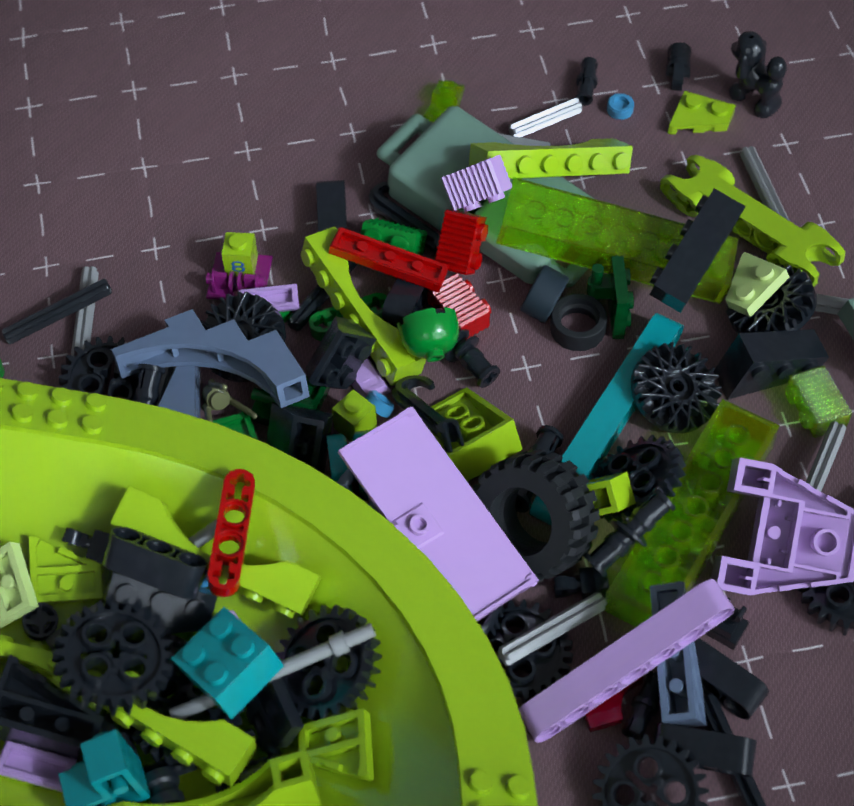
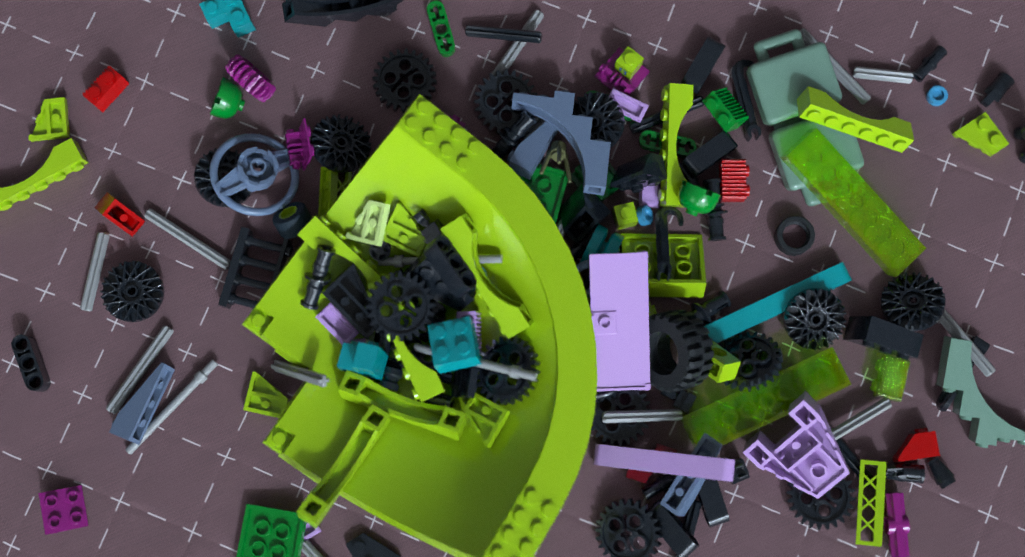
camera: 35 degrees right, 25 degrees up
(231, 532) = (499, 274): red beam -> none
(388, 259) = (709, 128): red tile -> none
(444, 95) = (827, 22): clear neon green slope -> none
(461, 241) = (760, 142): red brick -> none
(477, 182) = (791, 118): lavender brick -> none
(544, 293) = (787, 206): black wheel -> none
(614, 288) = (830, 231): dark green plate -> none
(630, 531) = (717, 395): black piece -> none
(697, 249) = (887, 249): black wedge -> none
(754, 284) = (912, 283): yellowish green wing -> none
(758, 224) = (941, 202): lime piece -> none
(761, 180) = (975, 226): light grey axle -> none

